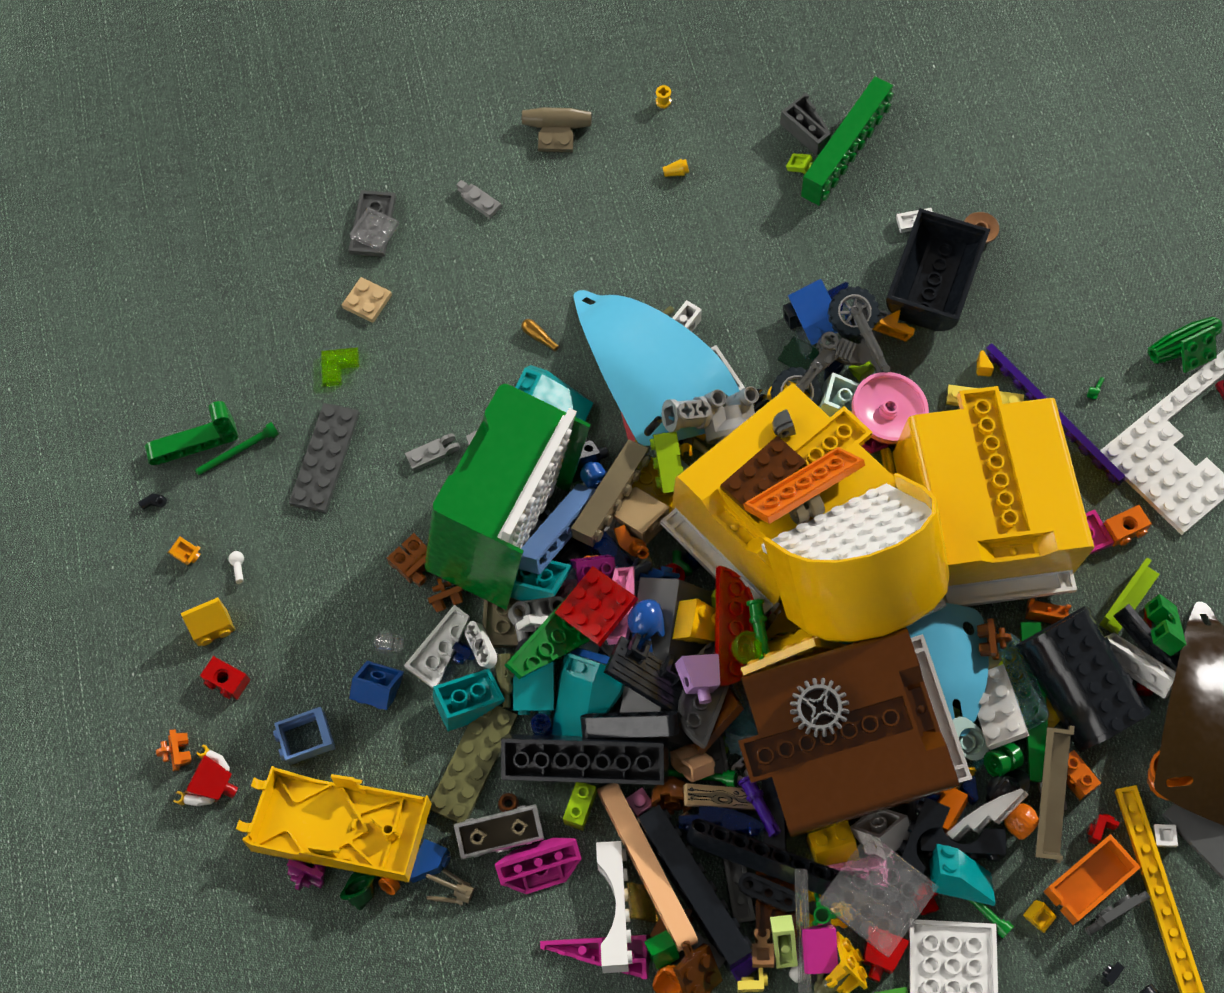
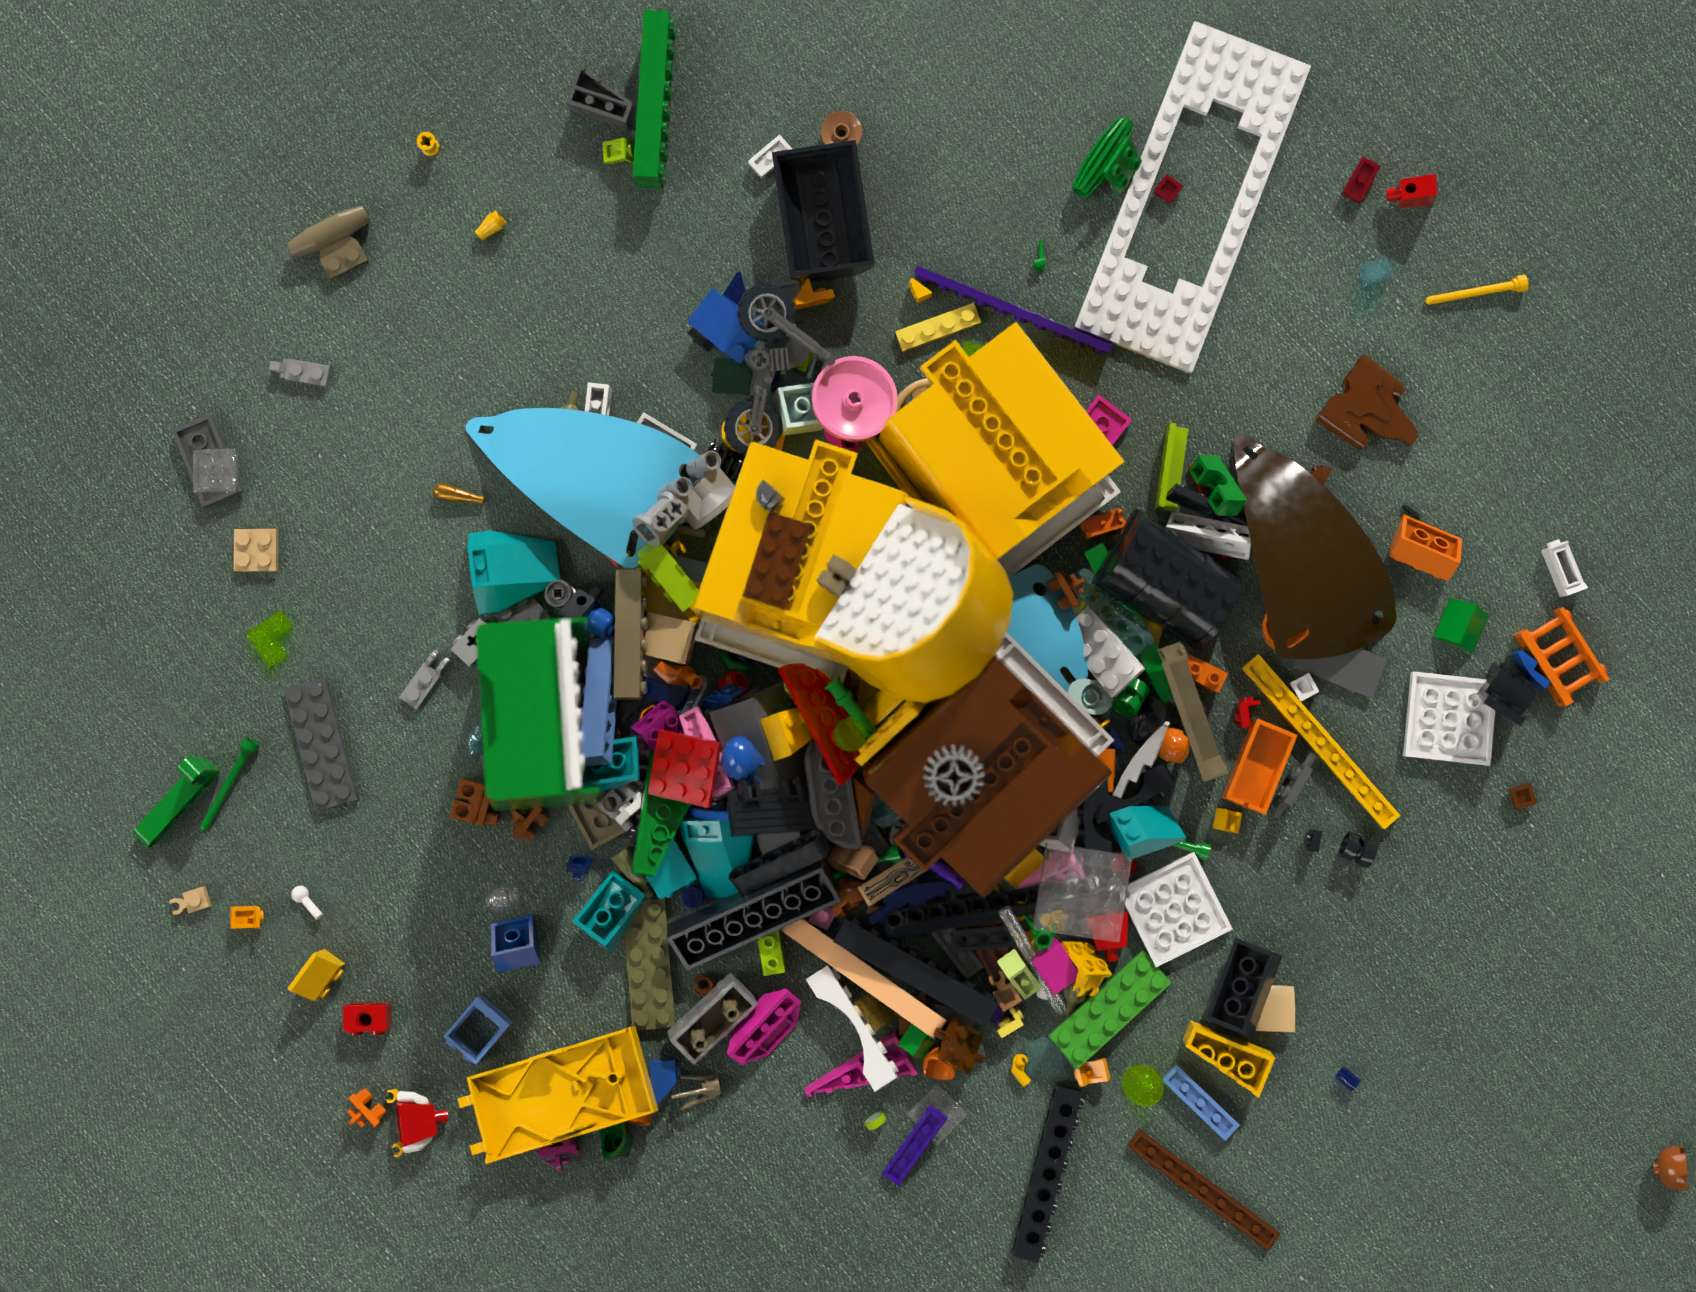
camera: 30 degrees left, 20 degrees up
(154, 500) = (178, 881): black arm -> none
(155, 520) = (193, 900): none -> tan plate
(436, 651) = (552, 881): white wing -> none
(487, 647) = (602, 861): white beam -> none
(699, 675) = (820, 785): lavender torso -> none
(803, 485) = (823, 555): orange tile -> none
(1134, 518) = (1139, 383): orange brick -> none

